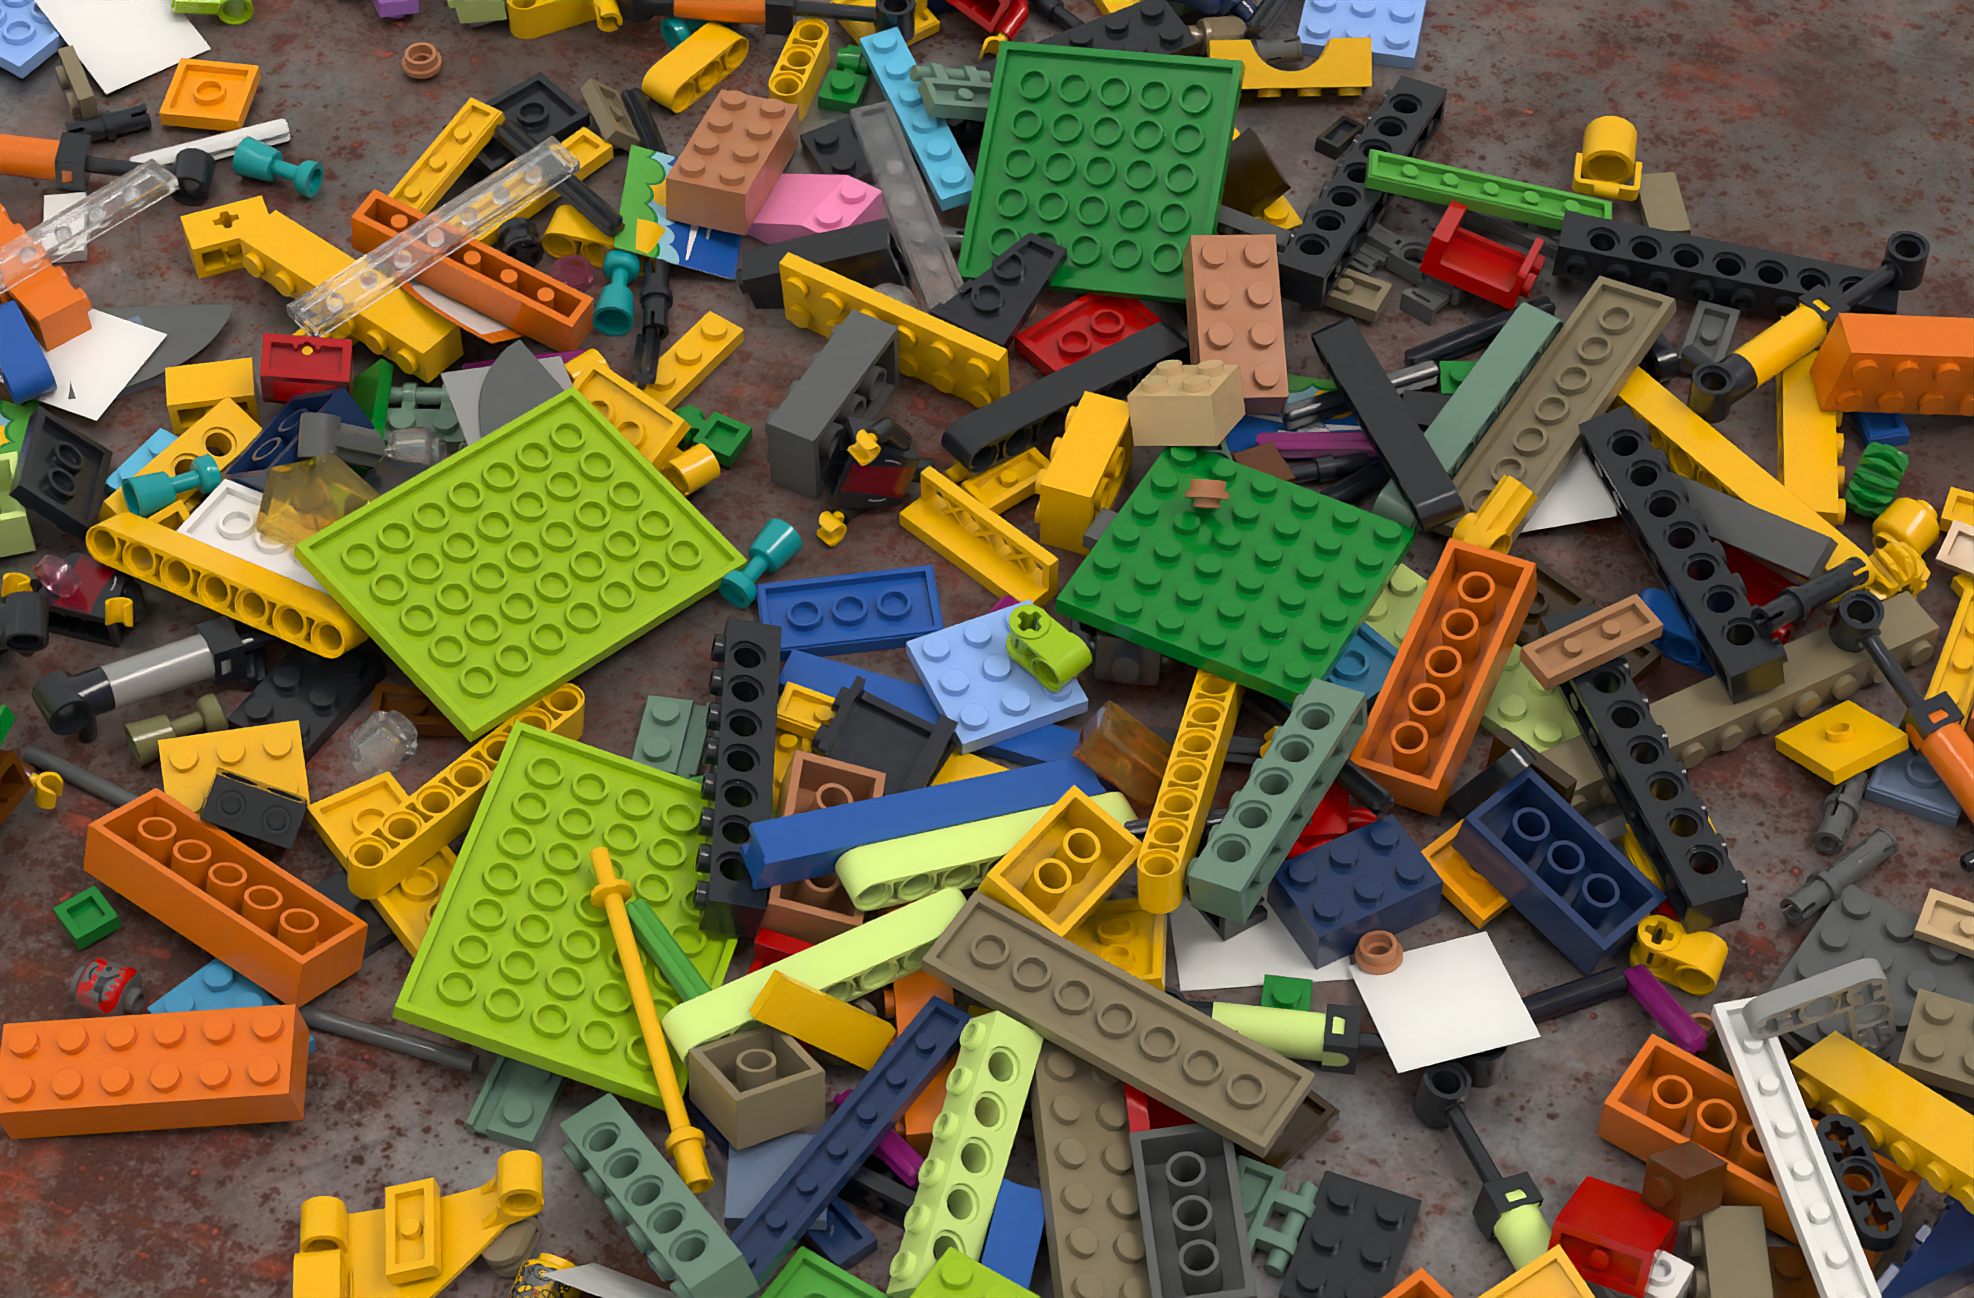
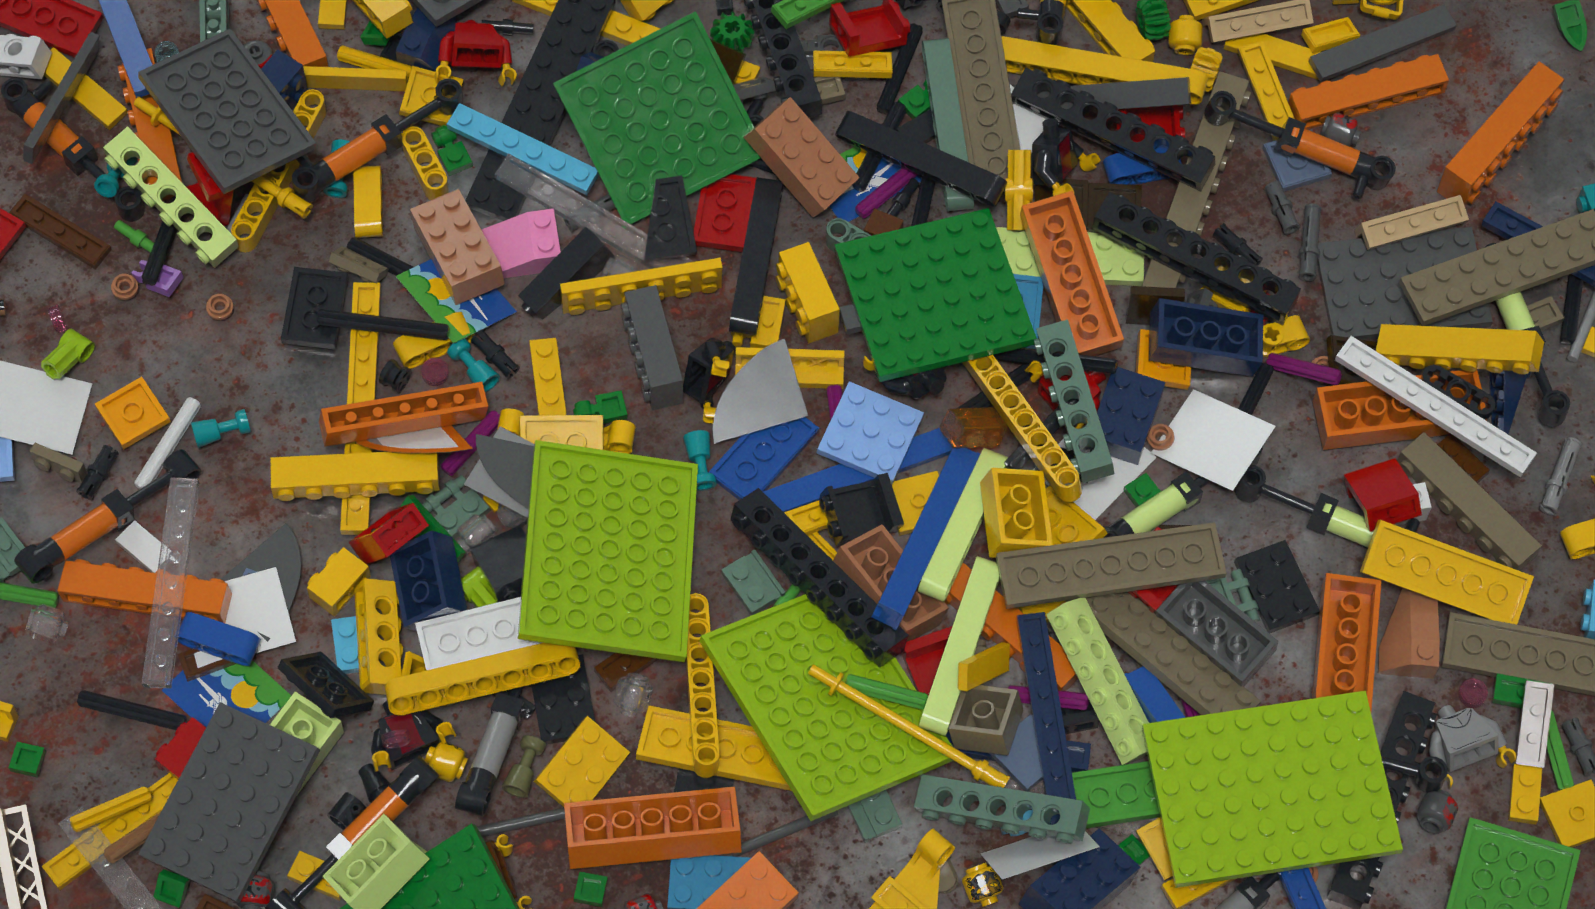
camera: 45 degrees left, 15 degrees up
(94, 646) = (447, 761): none -> yellow head
(155, 491) = (392, 657): teal piece -> none
(215, 234) = (243, 500): yellow brick -> none
(254, 808) = (617, 775): black brick -> none
(309, 497) = (488, 603): clear yellow slope -> none
(352, 444) = (456, 563): dark grey piece -> none
(432, 238) = (380, 412): clear tile -> none
(448, 156) = (305, 363): yellow tile -> none
(646, 359) = (535, 393): black axle -> none
(905, 540) = (760, 395): none -> sticker
(953, 91) = (541, 126): sand green plate -> none
(1048, 652) = (893, 404): lime piece -> none
(1186, 404) = (830, 222): tan brick -> none
(1207, 493) = (892, 266): nougat plate -> none
(1306, 166) = (733, 31): none -> green gear
(1428, 294) = (858, 66): none -> yellow tile
(1490, 779) = (1142, 314): black beam -> none
(1575, 535) = (1056, 156): none -> black torso
(1591, 641) = (1132, 213): medium nougat plate -> none
(1684, 1181) = (1391, 447): reddish brown brick -> none
(1728, 810) = (1236, 245): none -> black pin
(1796, 603) = (1199, 122): black pin -> none
(1841, 742) = (1255, 173): yellow plate -> none
(1851, 989) = (1389, 314): light grey beam -> none

